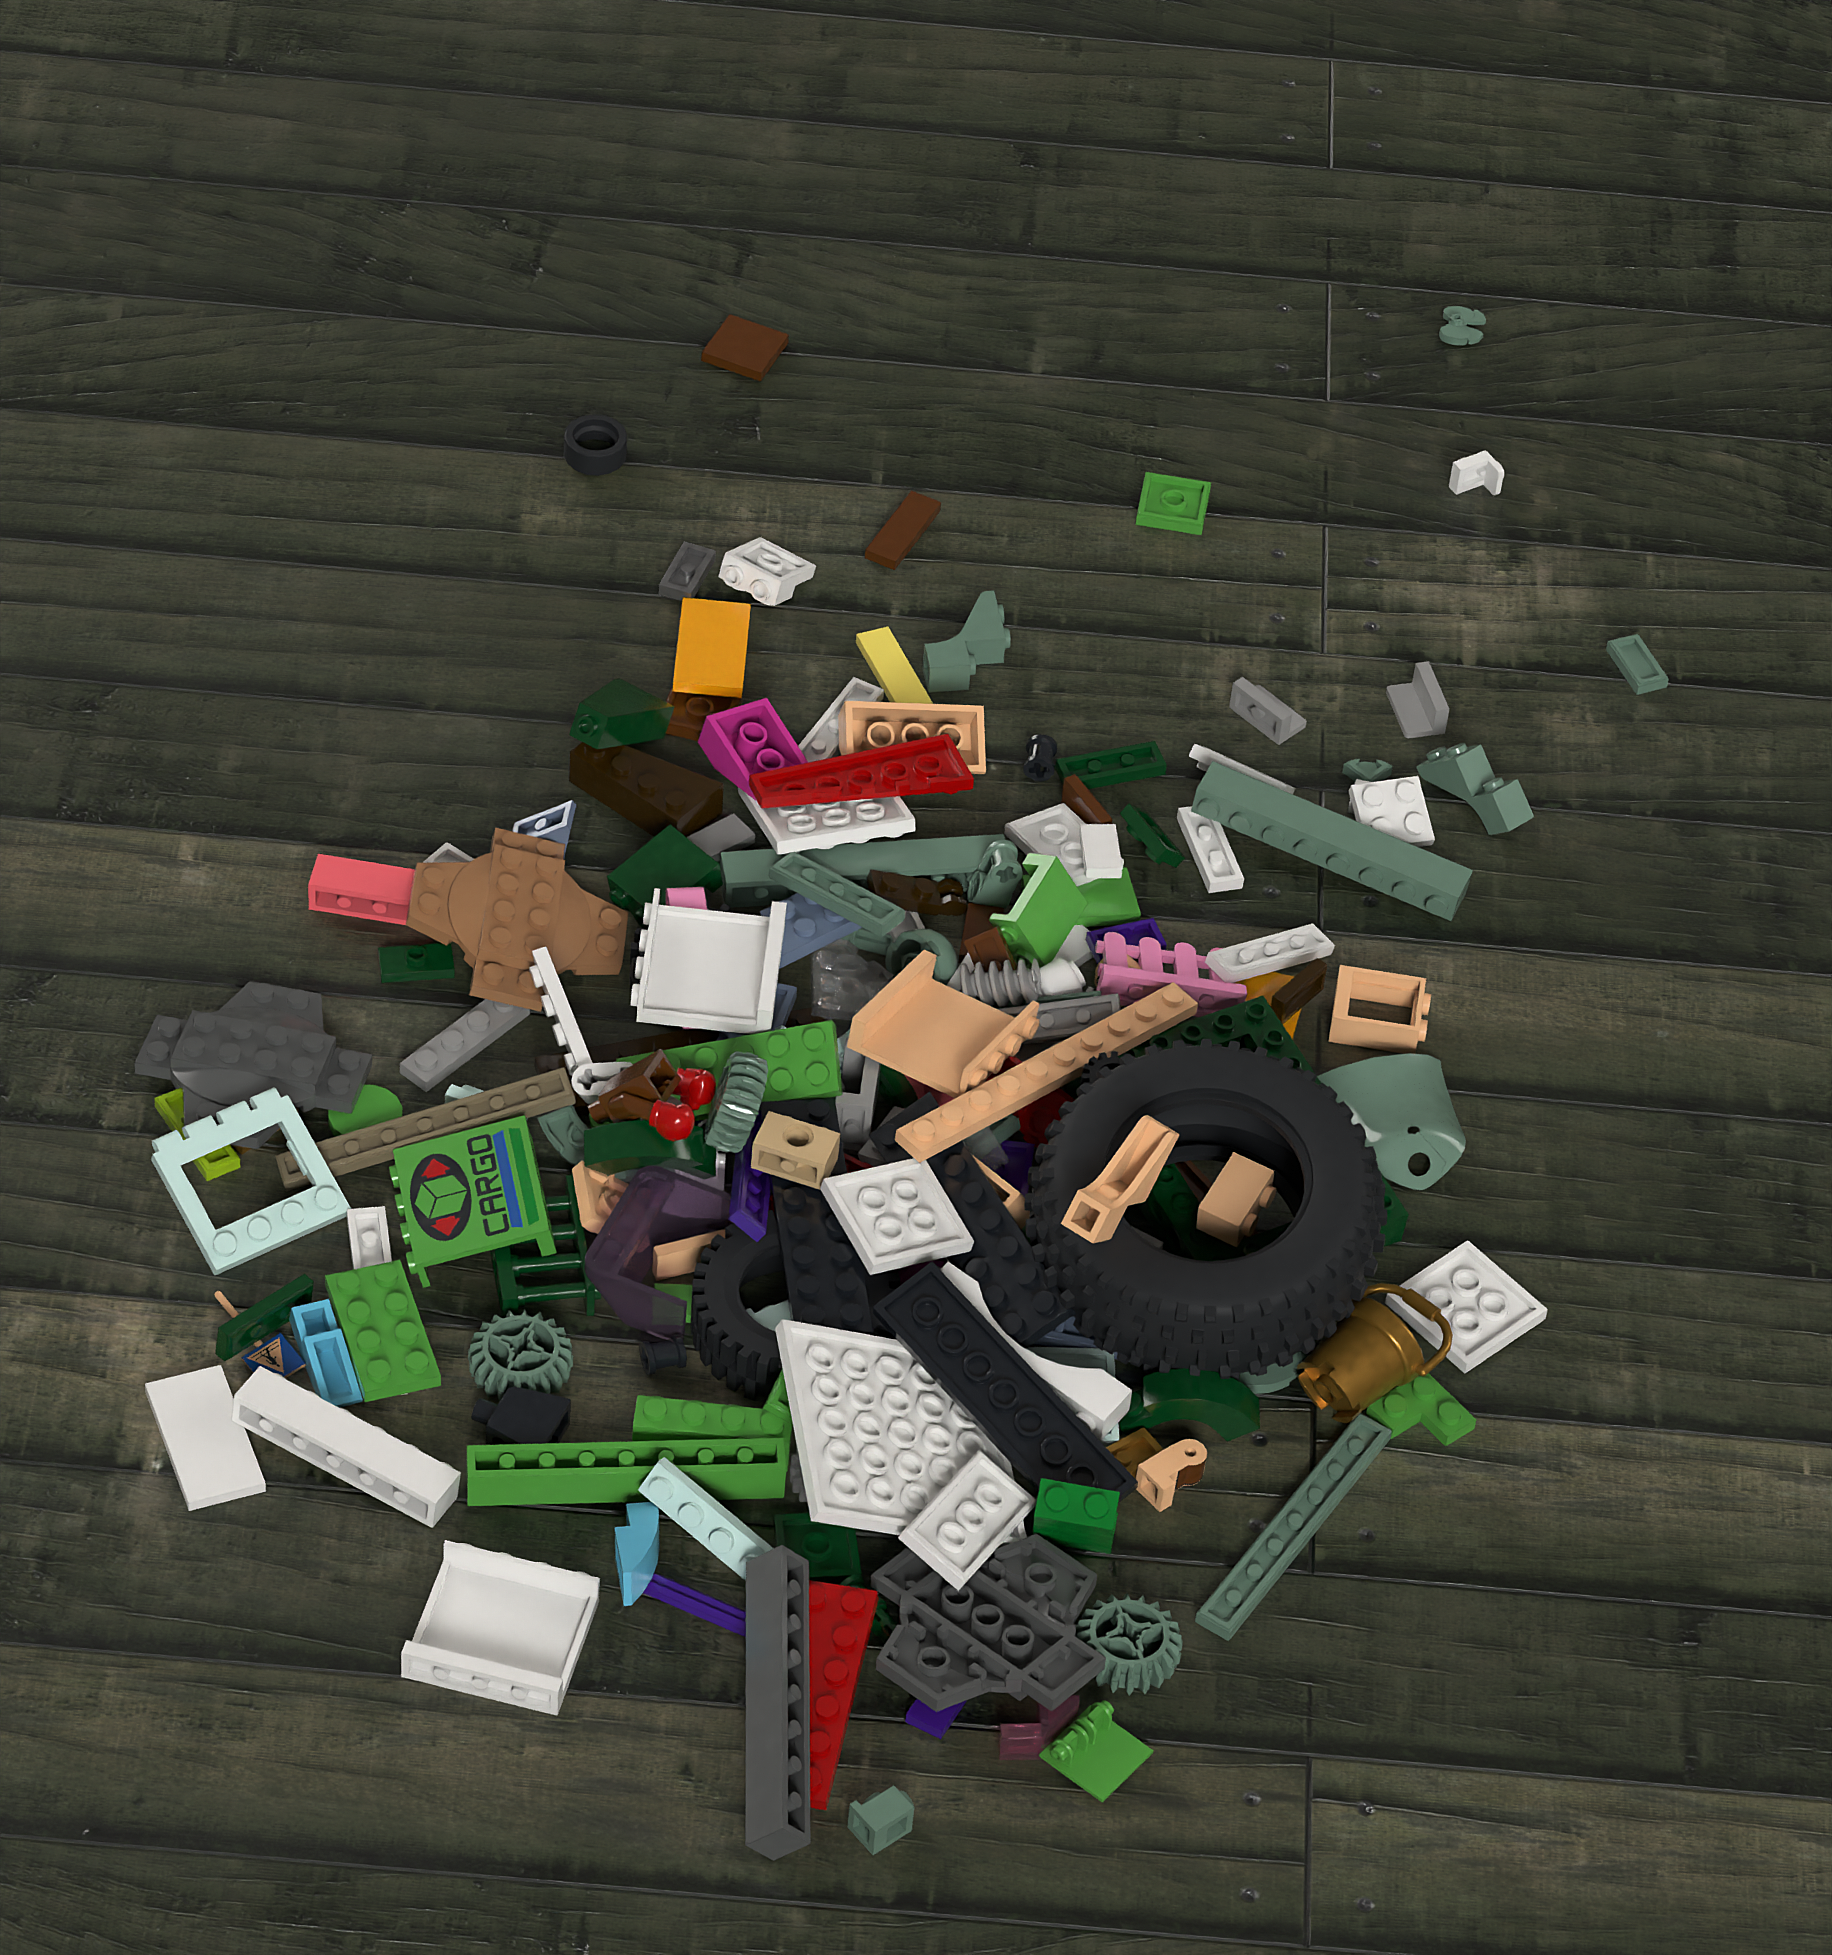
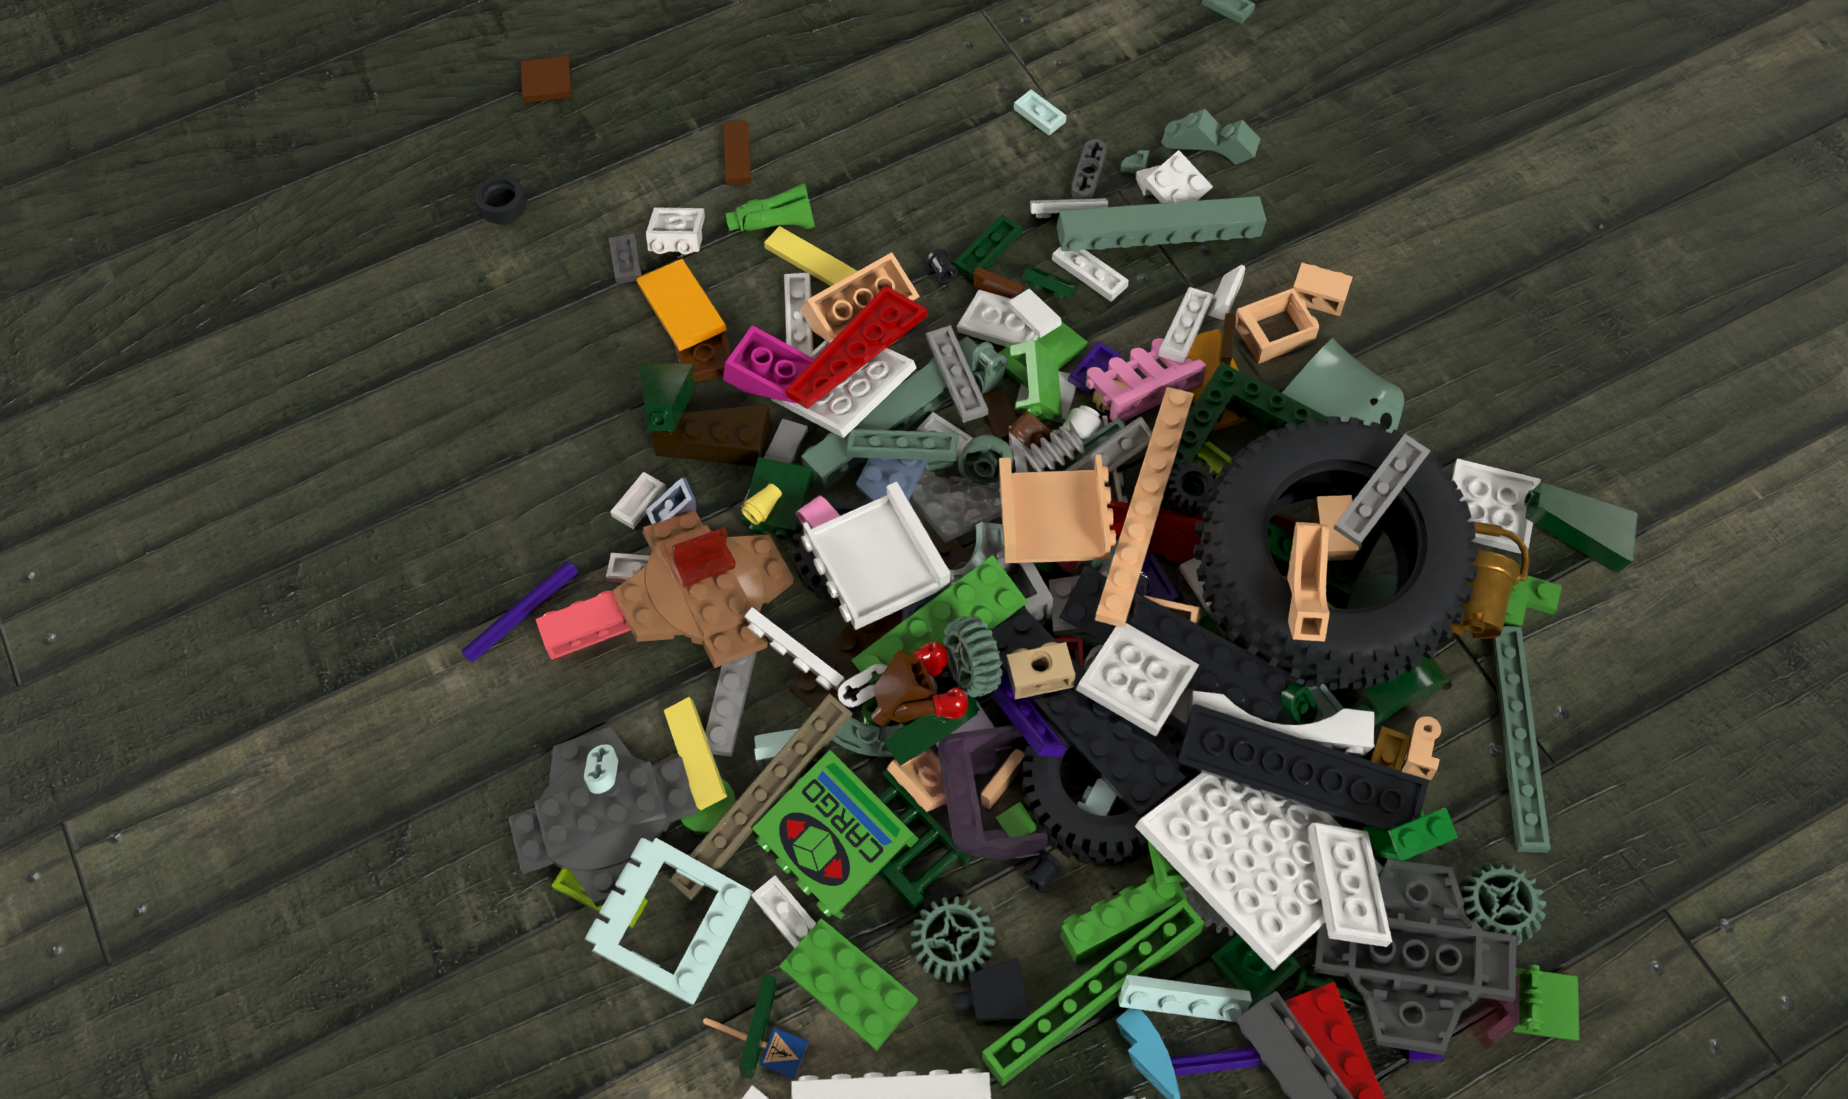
camera: 25 degrees left, 15 degrees up
(280, 1013) = (601, 769): none -> light aqua beam
(309, 846) = (519, 611): none -> dark purple axle
(325, 1353) = (820, 1028): medium azure slope -> none
(389, 1060) = (695, 753): none -> light yellow tile
(416, 962) = (654, 660): dark green plate -> none
(509, 809) = (637, 499): none -> white tile
(531, 876) = (702, 557): none -> clear red panel
(634, 869) = (760, 505): none -> light yellow cone
(907, 611) = (783, 209): none -> bright green piece
(918, 894) = (933, 414): dark brown hinge -> none
(957, 861) = (956, 374): none -> light grey tile
(981, 641) = (846, 202): sand green arch -> none
(1058, 1339) = (1298, 704): none -> dark green plate
(1173, 503) = (885, 44): bright green tile -> none
(1265, 711) = (1047, 156): light grey panel -> none
(1278, 1147) = (1381, 489): none -> light grey plate
(1295, 662) = (1039, 112): none -> light aqua plate
(1307, 738) = (1087, 161): none -> dark grey beam
(1357, 952) = (1226, 293): none -> white slope
(1419, 704) = (1132, 98): light grey panel -> none
(1466, 1002) = (1322, 288): none -> light nougat brick
(1554, 1371) = (1584, 523): none -> dark green slope

